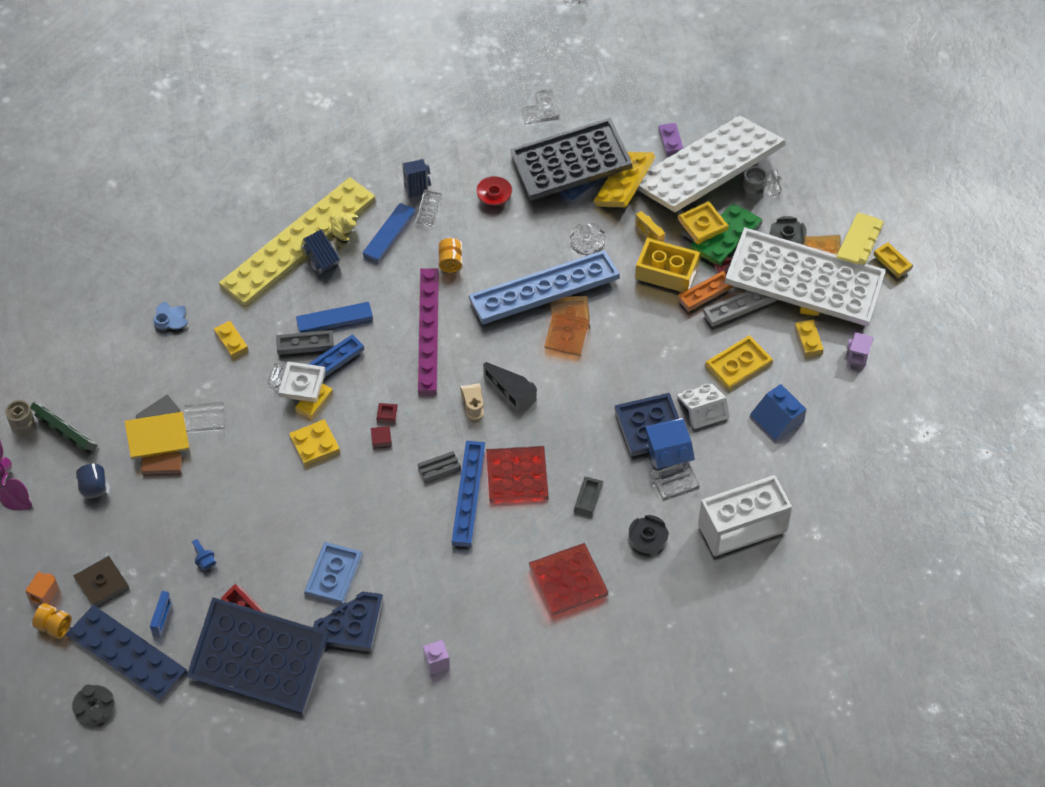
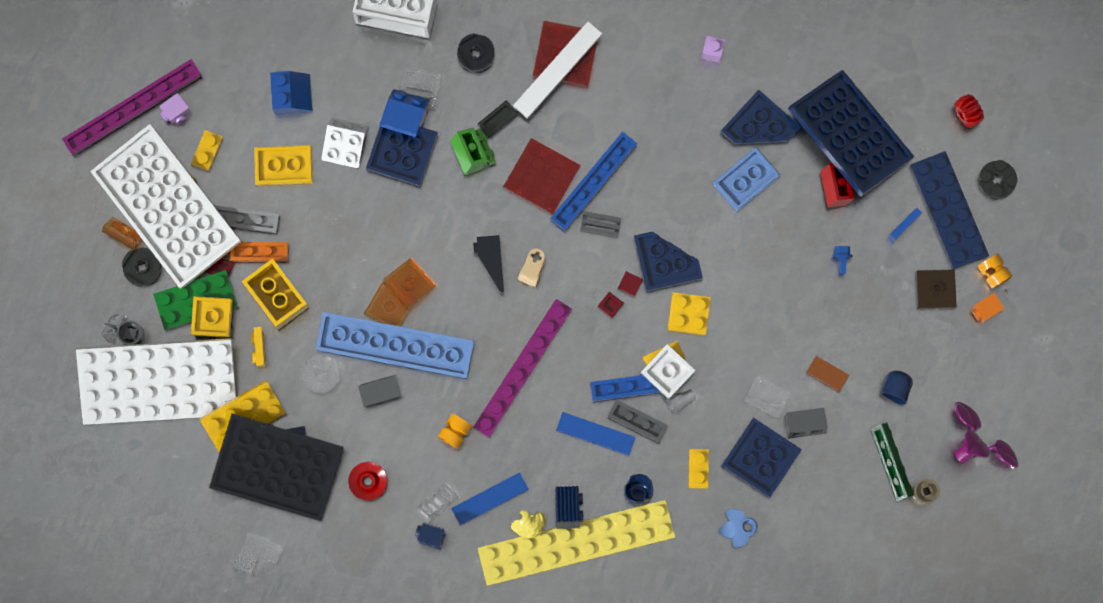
camera: 145 degrees left, 25 degrees up
(155, 742) = (969, 110): none -> red gear
(156, 435) = (820, 396): yellow tile -> none
(181, 372) = (761, 457): none -> dark blue plate
(270, 294) = (639, 489): none -> dark blue hair
(361, 466) = (664, 263): none -> dark blue plate
(533, 252) = (379, 390): none -> dark grey hinge
(564, 556) = (557, 70): none -> white tile
(592, 450) = (472, 150): none -> bright green brick
(670, 138) = (164, 441): medium lavender plate -> none
(860, 239) = (89, 218): light yellow windscreen -> none
(893, 260) = (74, 179): yellow plate -> none
(895, 333) = (131, 107): none -> magenta plate

